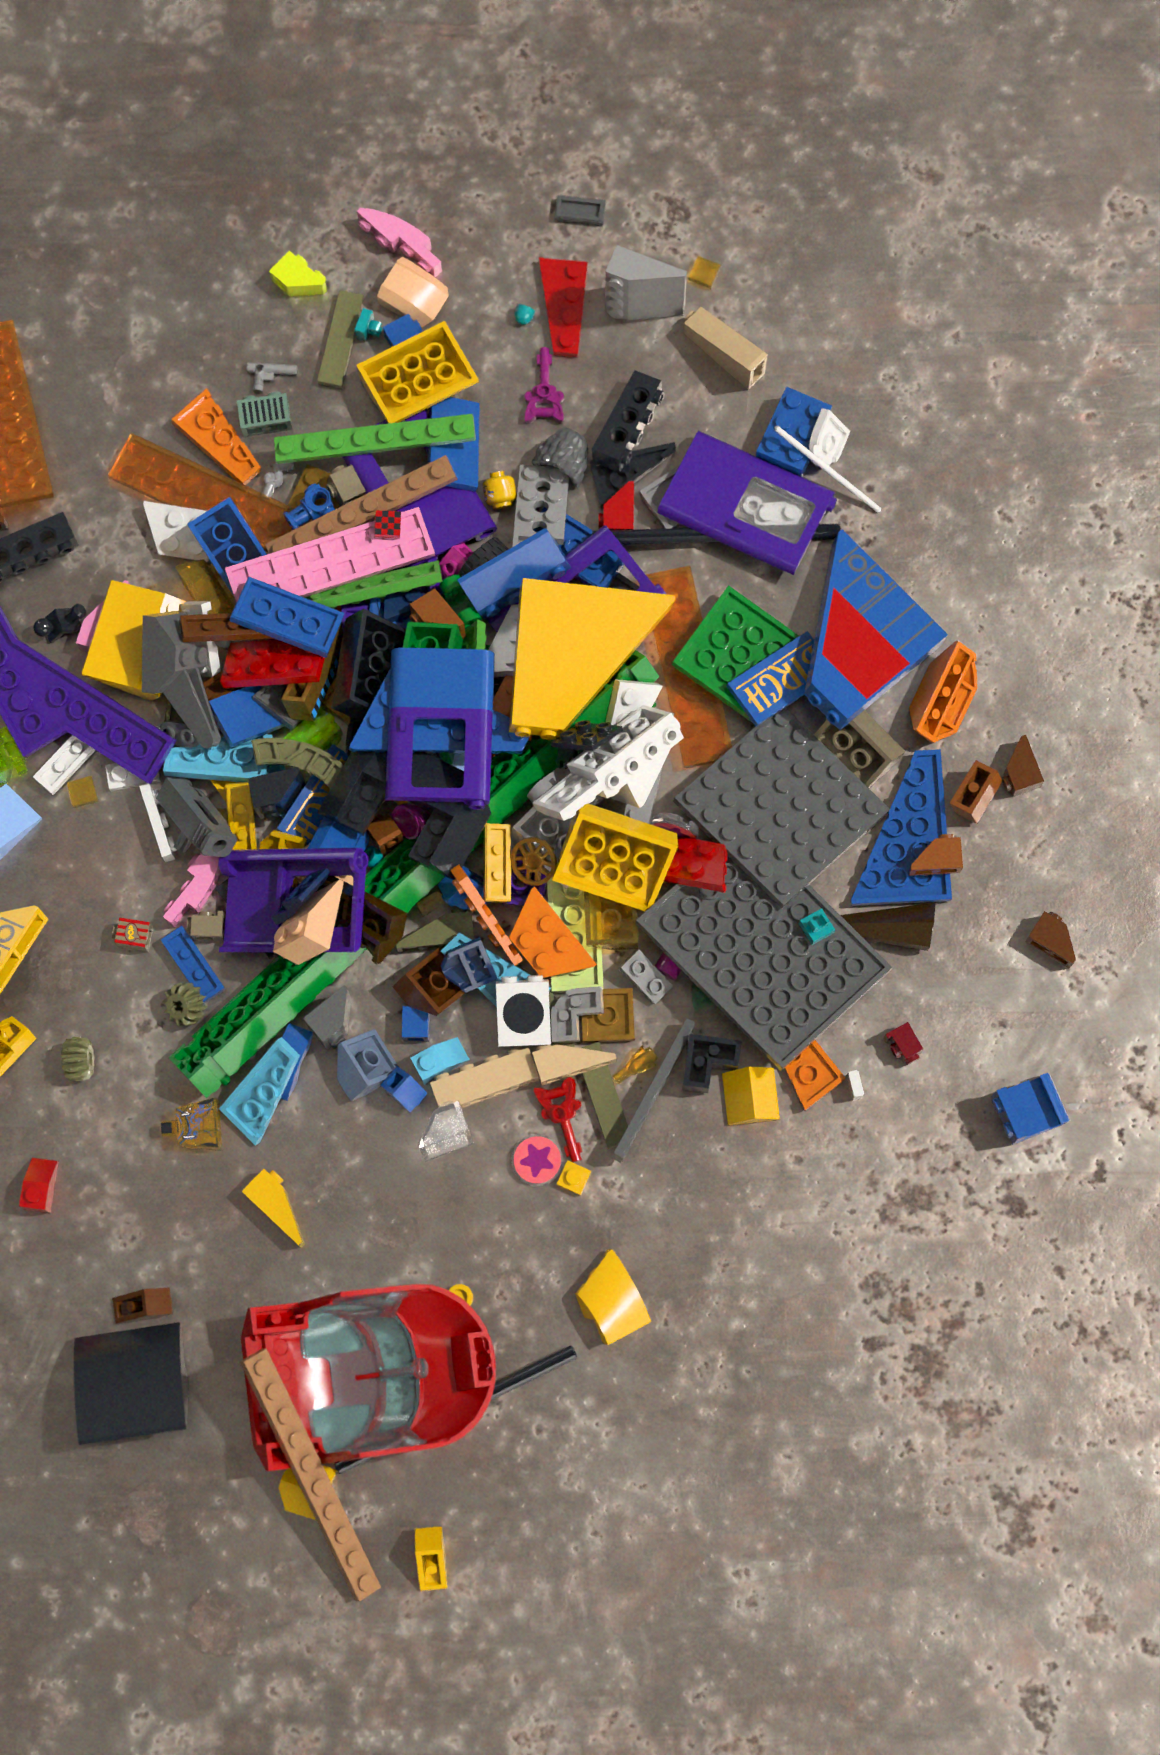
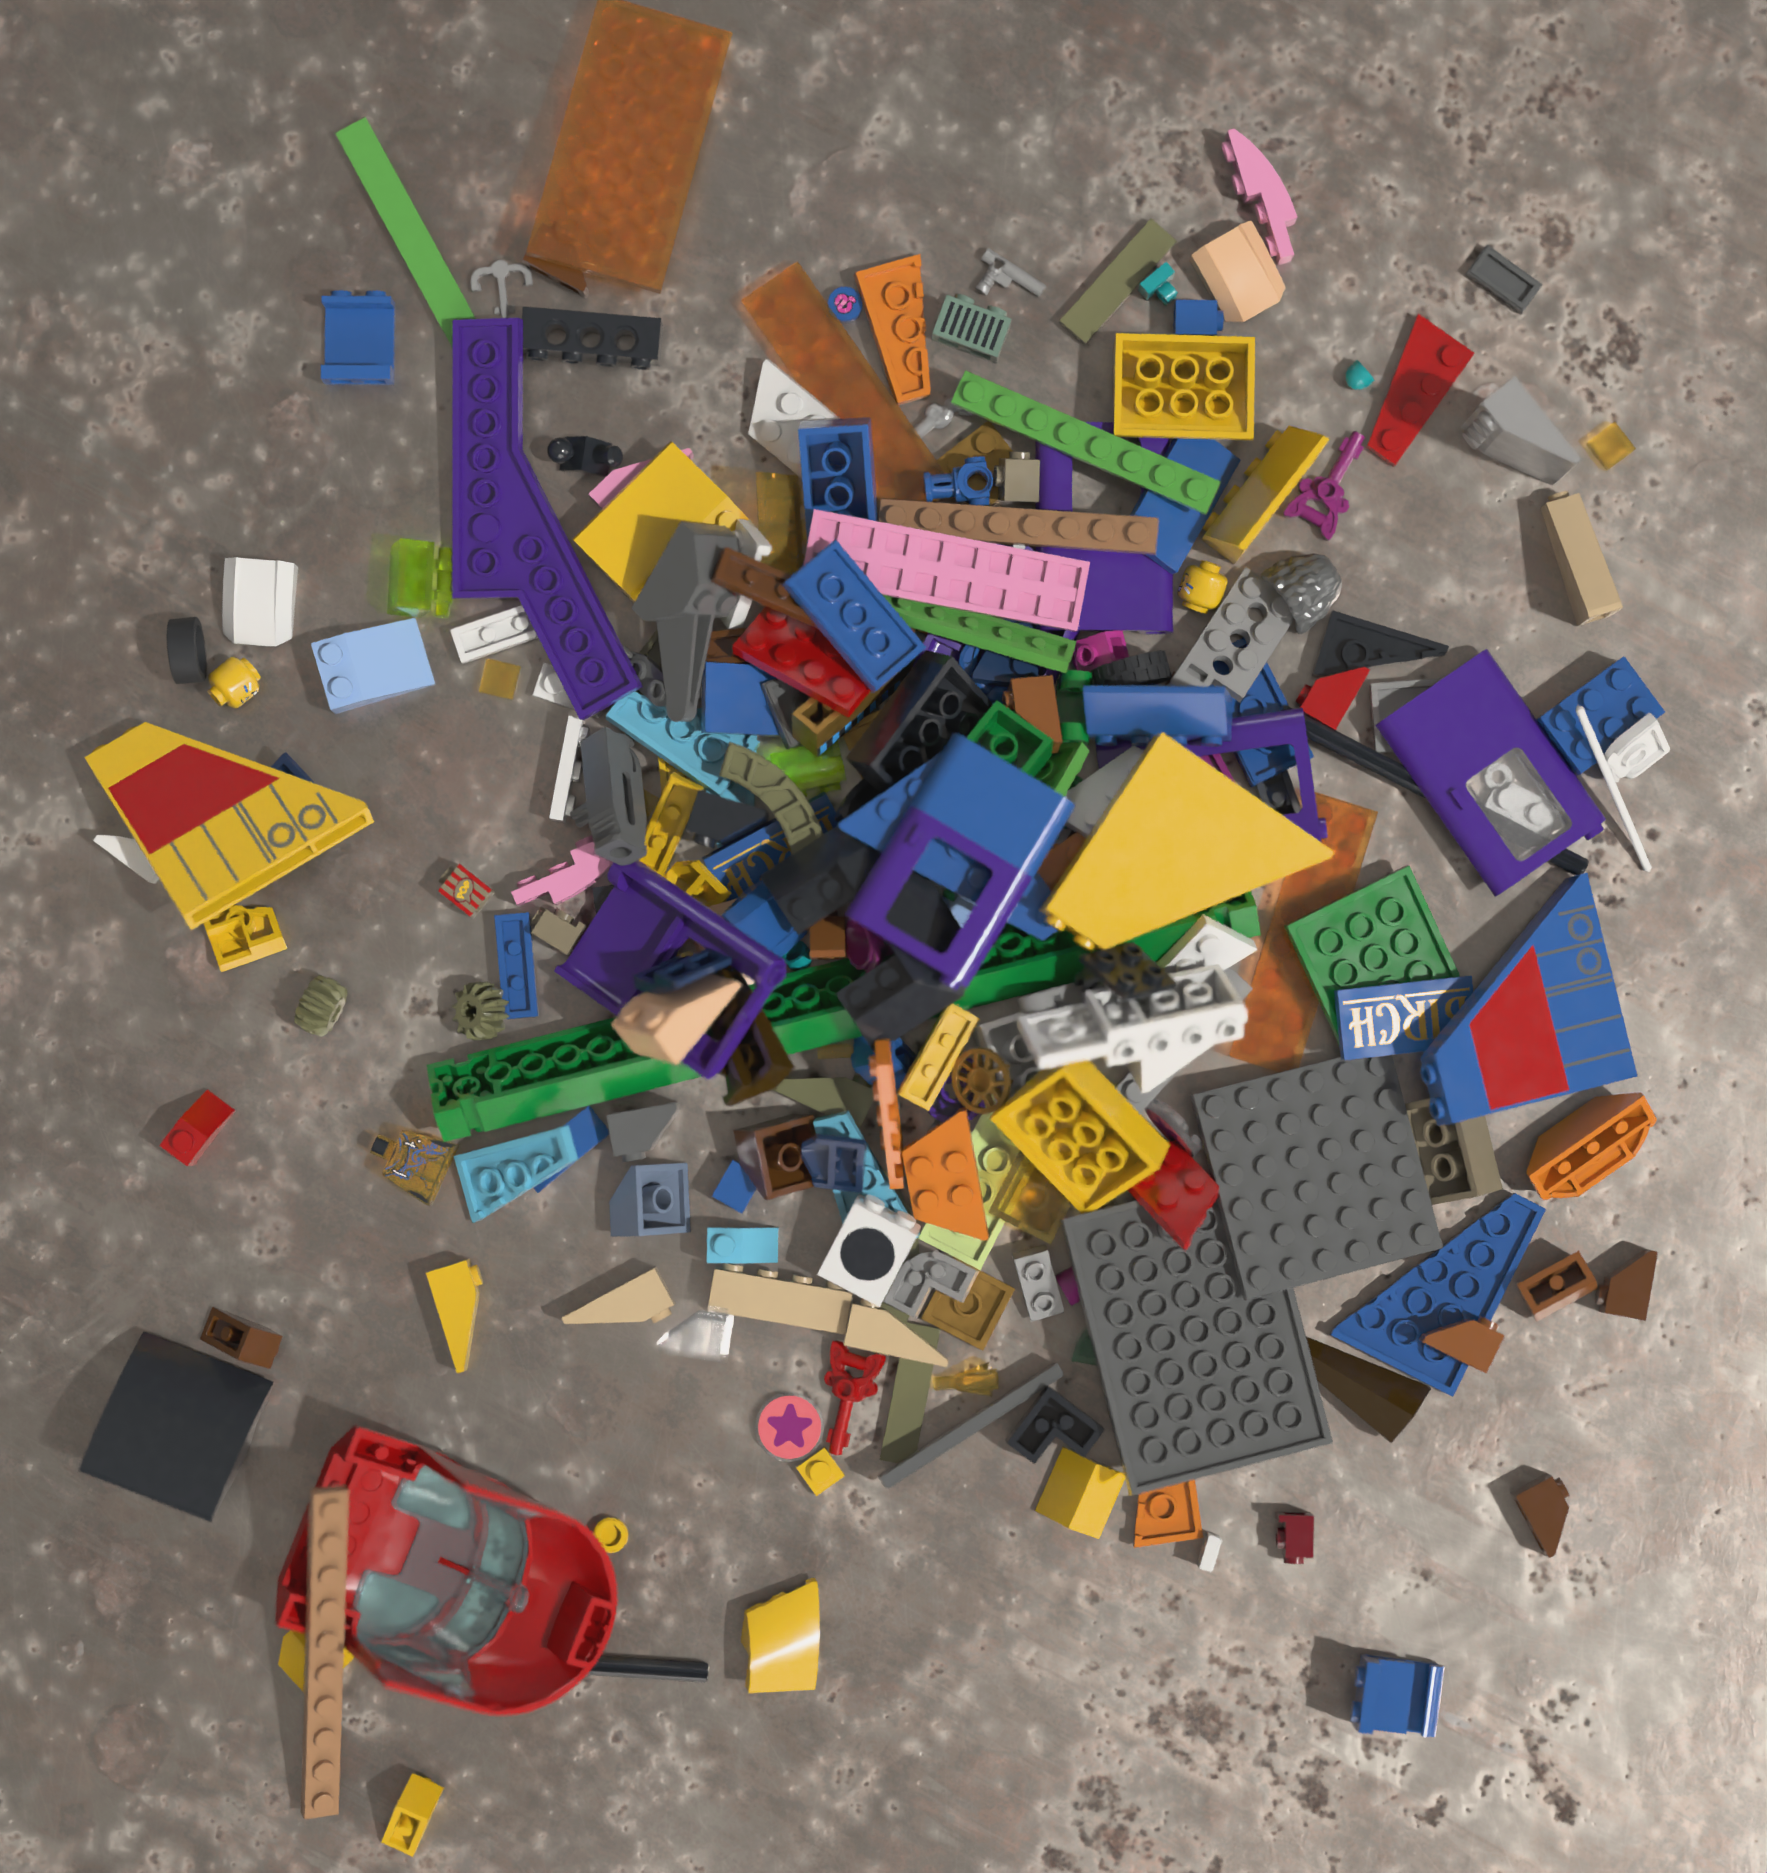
camera: 25 degrees right, 10 degrees up
(177, 443) = (845, 304): none -> blue tile
(296, 278) = (1106, 172): neon yellow slope -> none
(387, 524) = (1040, 564): tile -> none
(387, 1137) = (631, 1302): none -> tan slope
(403, 1089) = (680, 1258): brick -> none
(504, 411) = (1263, 492): none -> yellow slope
(639, 388) = (1444, 553): black brick -> none
(816, 926) = (1271, 1346): teal tile -> none

